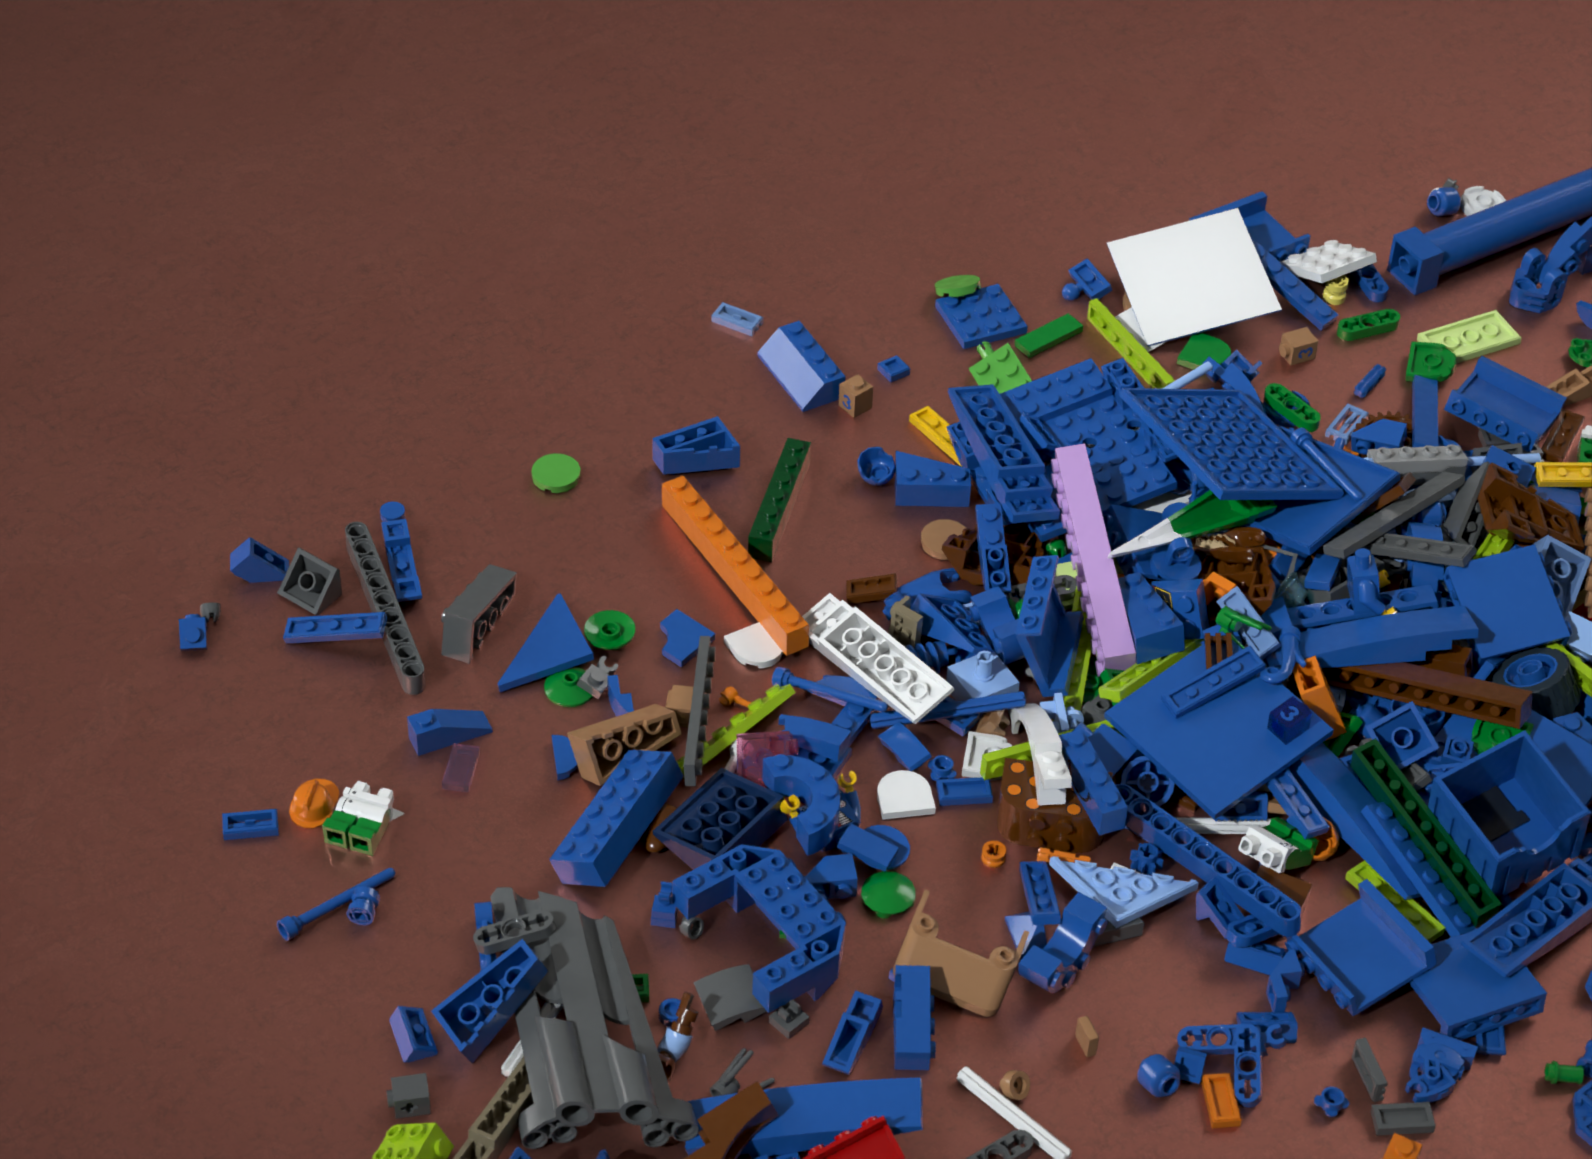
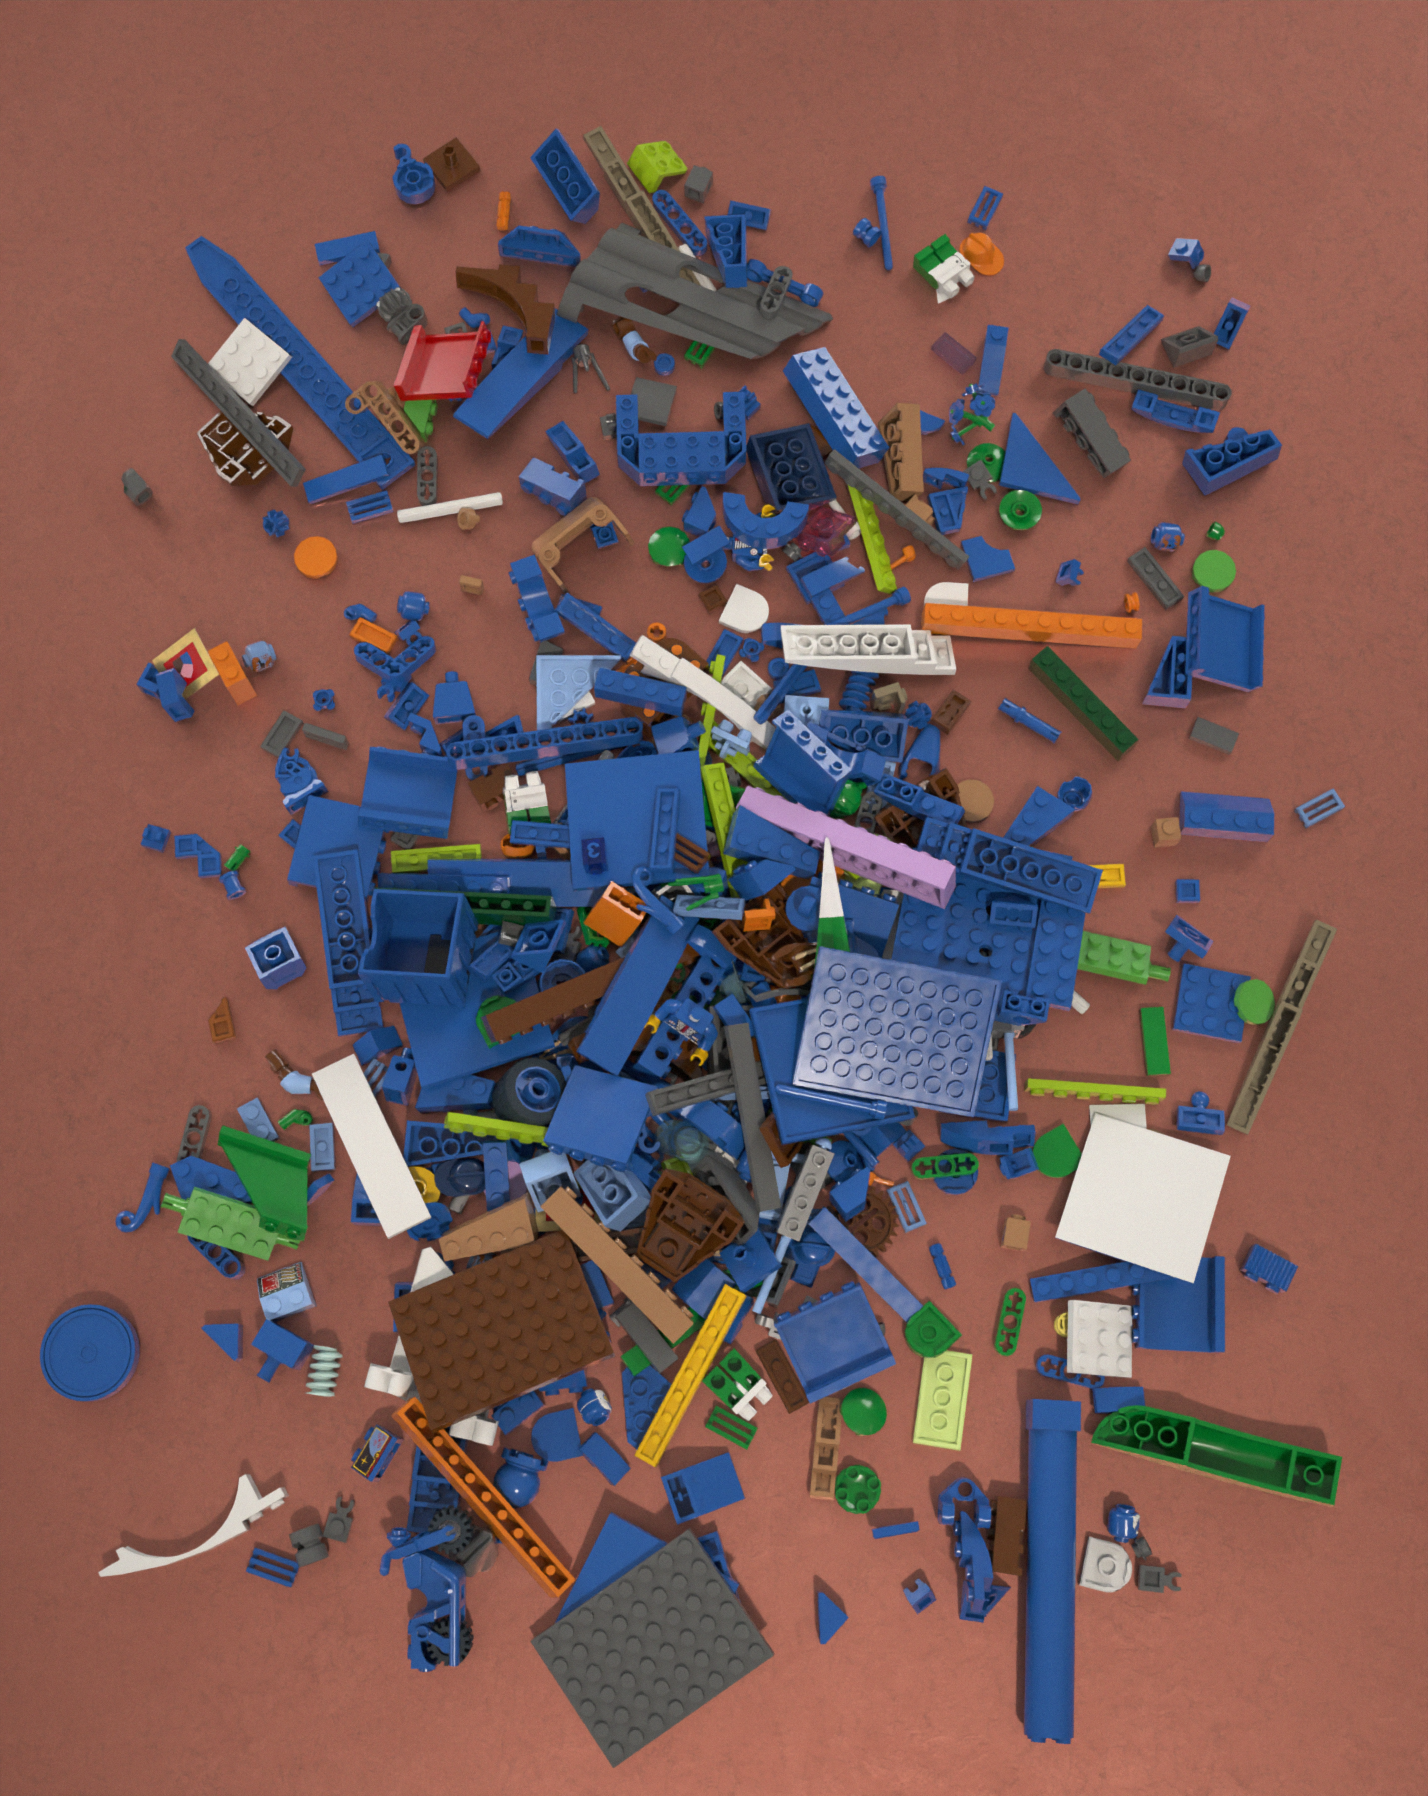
camera: 125 degrees right, 30 degrees up
(429, 498) = (1226, 462): none -> blue wedge
(471, 1092) = (682, 221): none -> blue beam
(513, 486) = (1215, 531): none -> green hinge
(548, 701) = (981, 404): none -> blue plant
(550, 512) = (1167, 537): none -> blue head
(598, 510) = (1155, 578): none -> dark grey tile
(632, 421) = (1224, 641): none -> blue panel
(642, 511) = (1131, 602): none -> orange bush
(649, 566) = (1068, 573): none -> blue tile
(653, 686) = (948, 509): none -> blue wing
(728, 408) = (1213, 735): none -> dark grey tile
(828, 538) = (1029, 720): none -> blue pin
(915, 828) = (712, 599): none -> reddish brown tile
(942, 340) = (1187, 938): none -> blue tile
(942, 740) = (777, 668): none -> blue tile
(962, 261) = (1280, 1027): none -> dark tan slope
(1169, 200) = (1268, 1268): none -> blue brick
(1211, 1132) = (359, 610): none -> blue arm
(1227, 979) = (452, 700): none -> blue torso
(1337, 163) = (1221, 1453): none -> green slope
(1358, 237) = (1113, 1398): none -> blue slope
(1463, 173) = (1154, 1579): none -> dark grey plate
(1509, 255) = (1006, 1534): none -> reddish brown wedge
(1537, 369) = (863, 1411): none -> green dish

